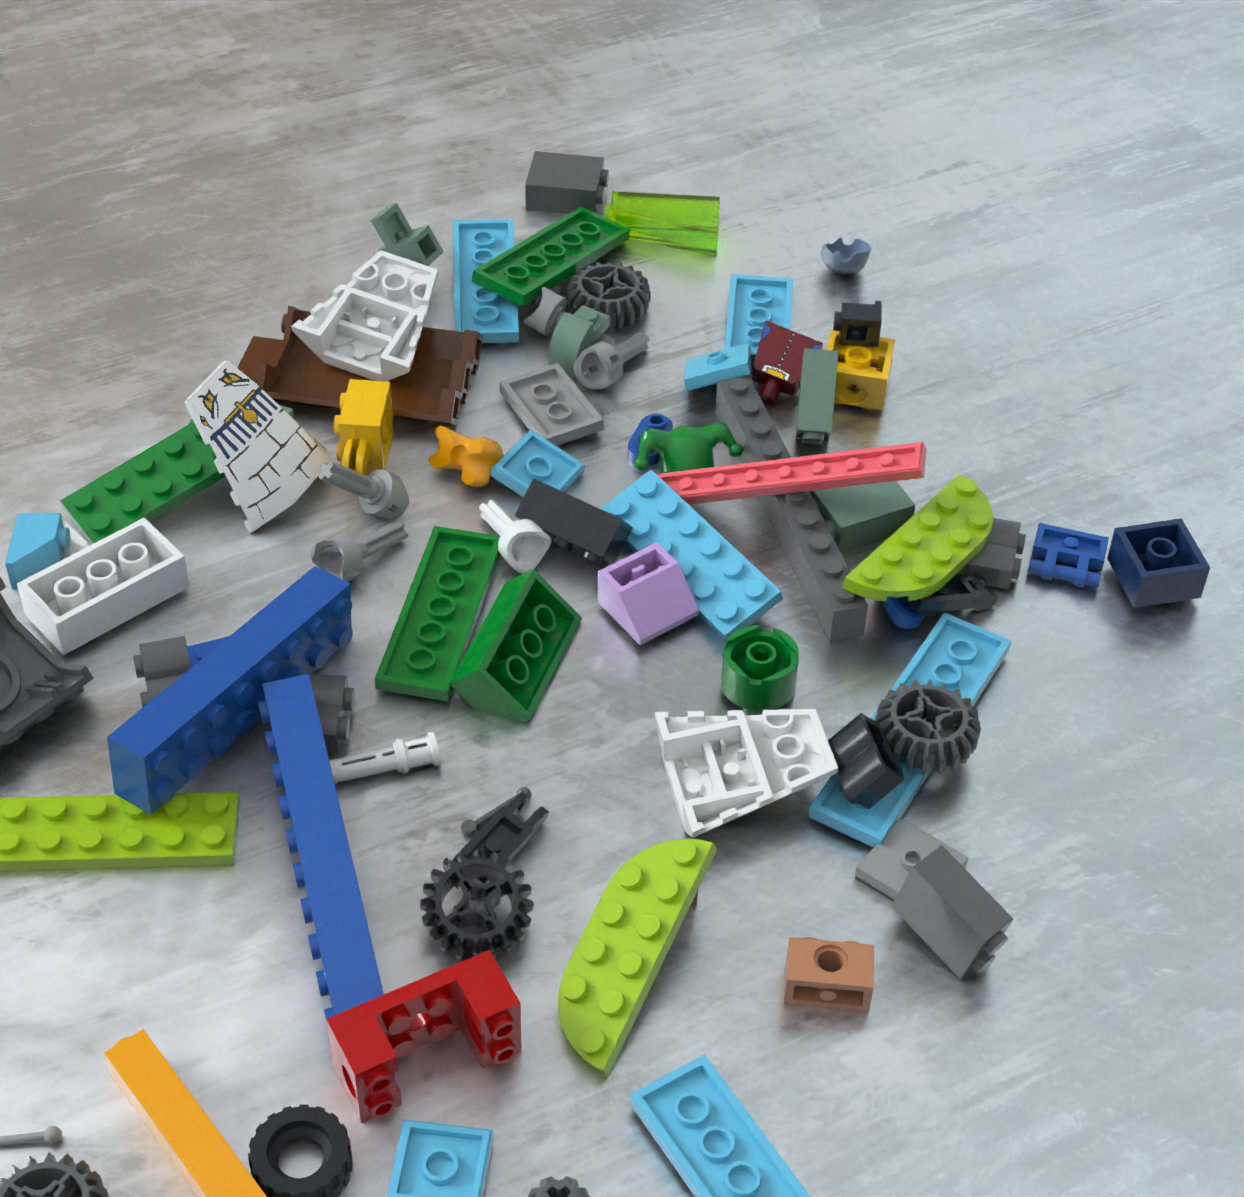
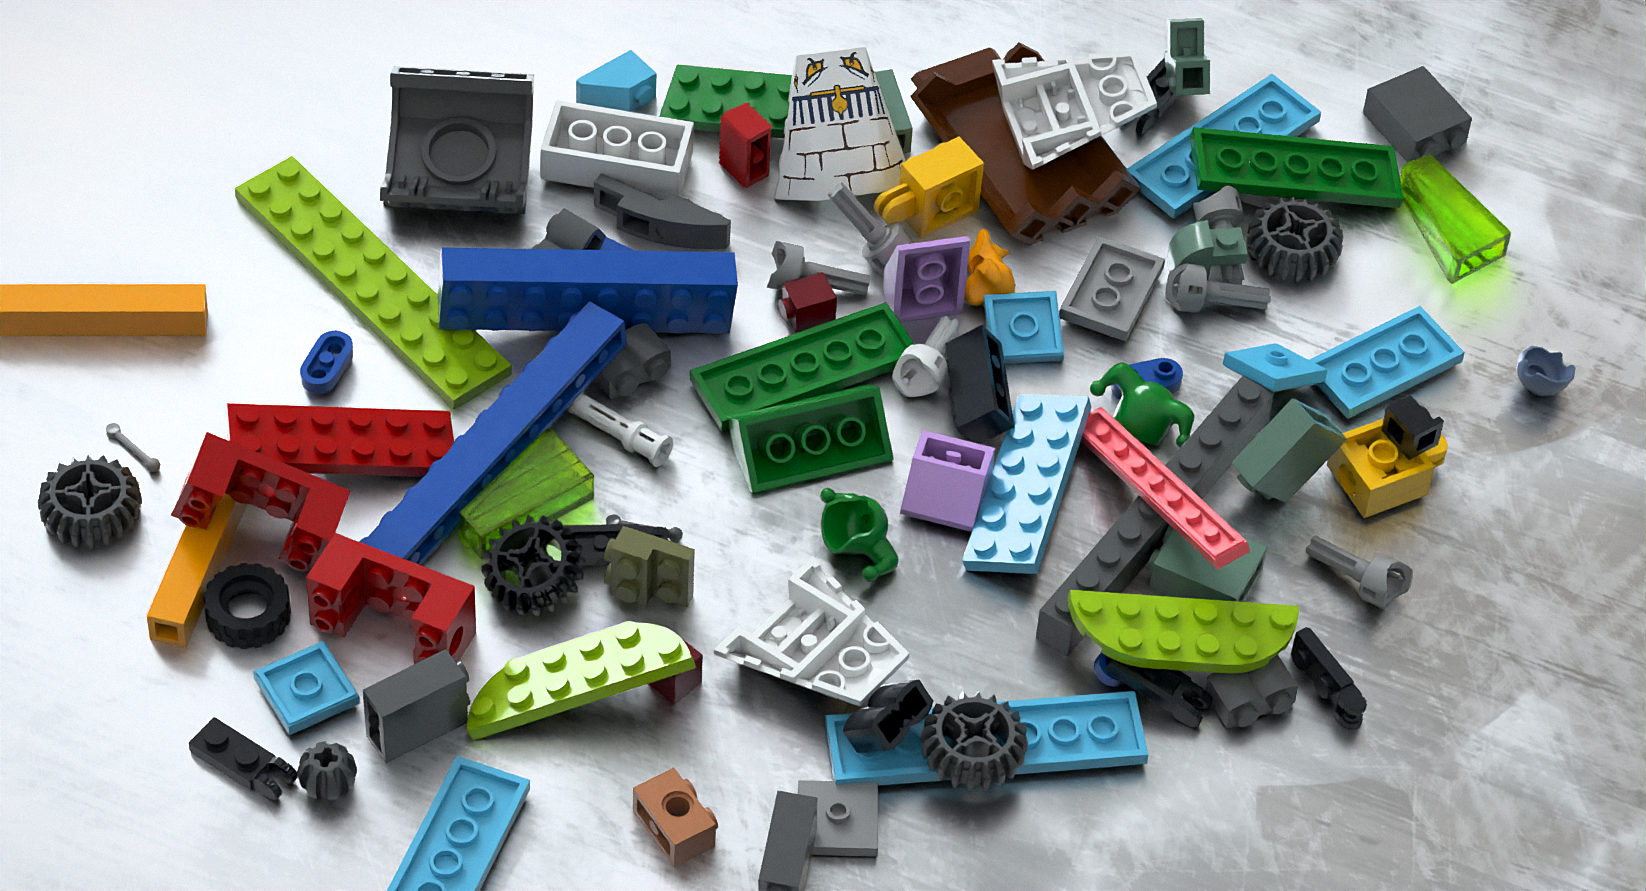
camera: 50 degrees right, 5 degrees up
(90, 923) = (323, 369): none -> blue plate
(174, 1064) = (266, 483): none -> red plate
(191, 965) = (343, 437): none -> red plate
(195, 505) = (745, 144): none -> red brick
(206, 603) = (666, 222): none -> dark grey slope
(383, 569) = (808, 302): none -> dark red brick
(390, 864) = (539, 482): none -> clear neon green slope
(450, 485) = (927, 278): none -> lavender slope
(556, 1088) = (416, 705): none -> dark grey brick
(561, 823) = (648, 568): none -> olive plate
(639, 675) = (858, 527): none -> green piece
(759, 669) = (937, 601): green brick -> none
(780, 361) = (1336, 396): dark red torso -> none
(955, 429) = (1376, 578): none -> light grey piece
(1026, 505) = (1329, 678): none -> black hinge
(1068, 547) = (1317, 741): blue plate -> none
(1158, 563) = (1351, 811): dark blue brick -> none

